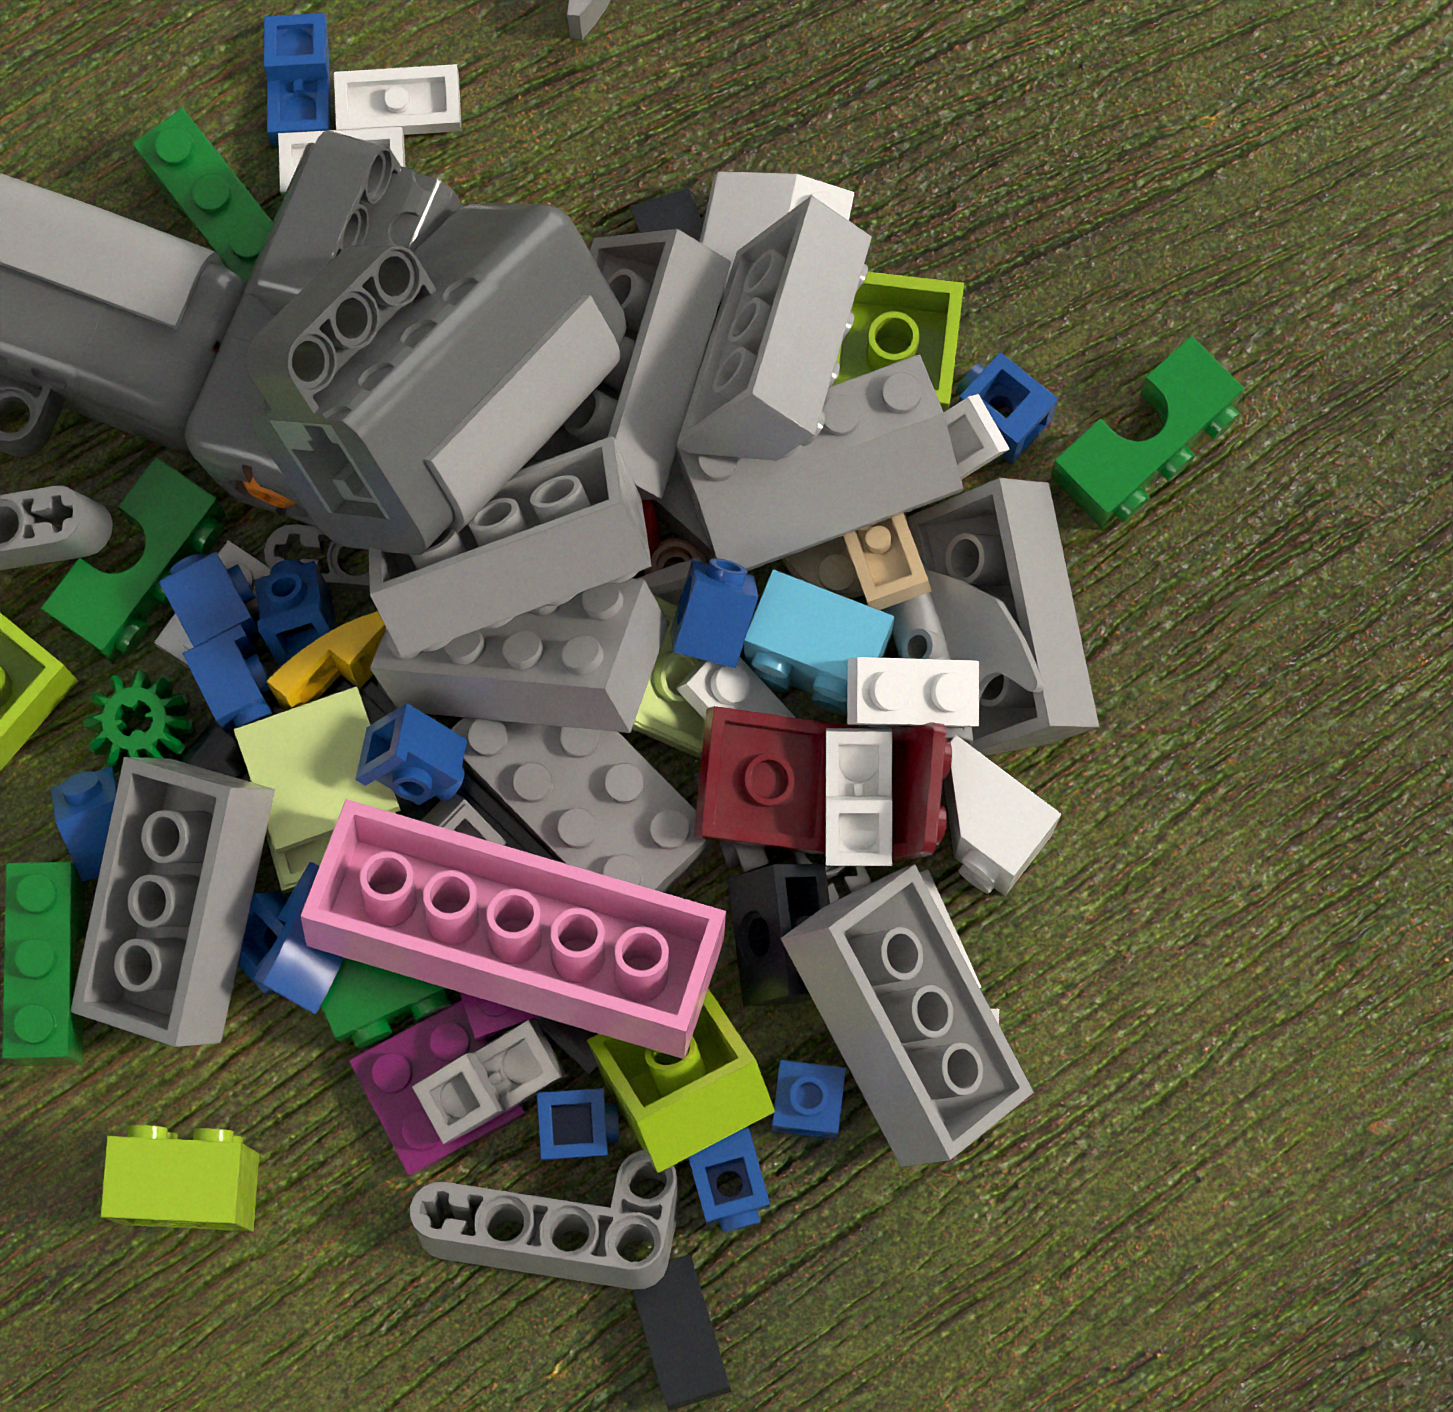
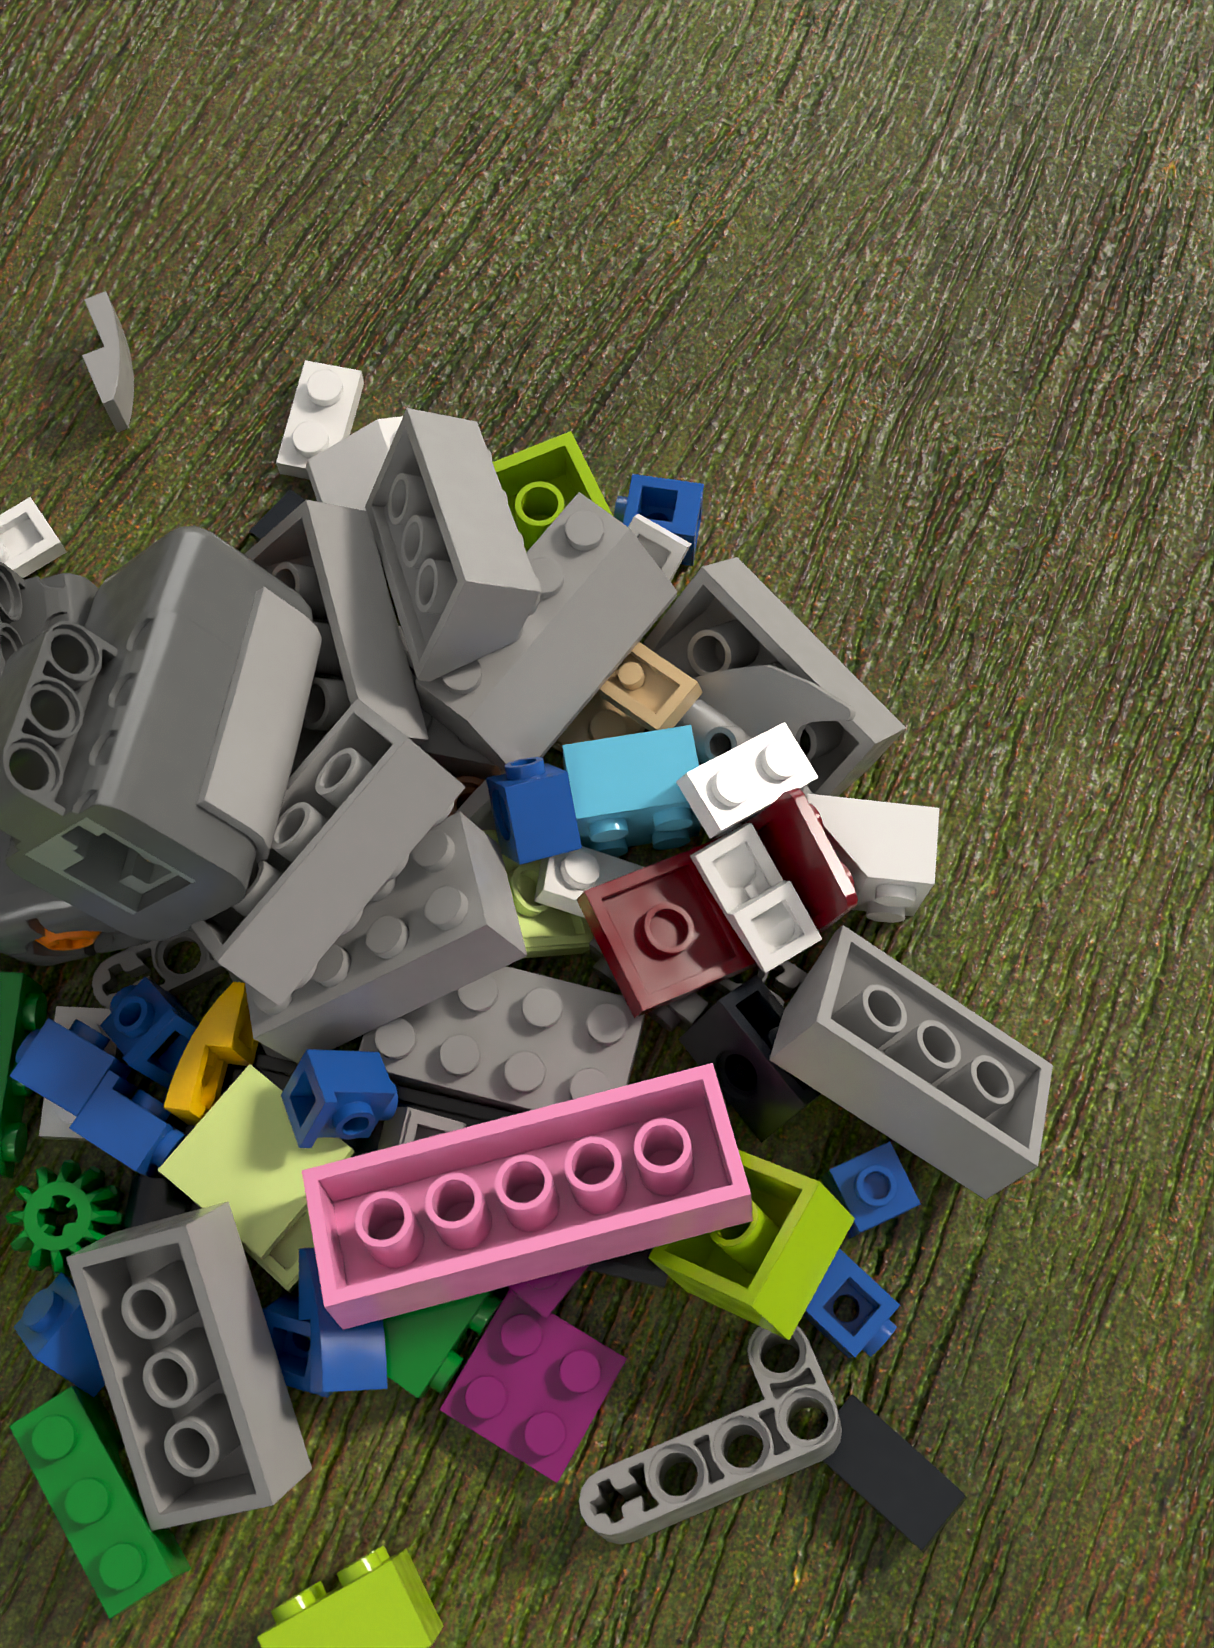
camera: 35 degrees left, 5 degrees down
(489, 1081) = (581, 1350): light grey slope -> none
(575, 1124) = (683, 1342): blue brick -> none
(759, 128) = (319, 414): none -> white plate
(1111, 473) = (801, 433): green arch -> none

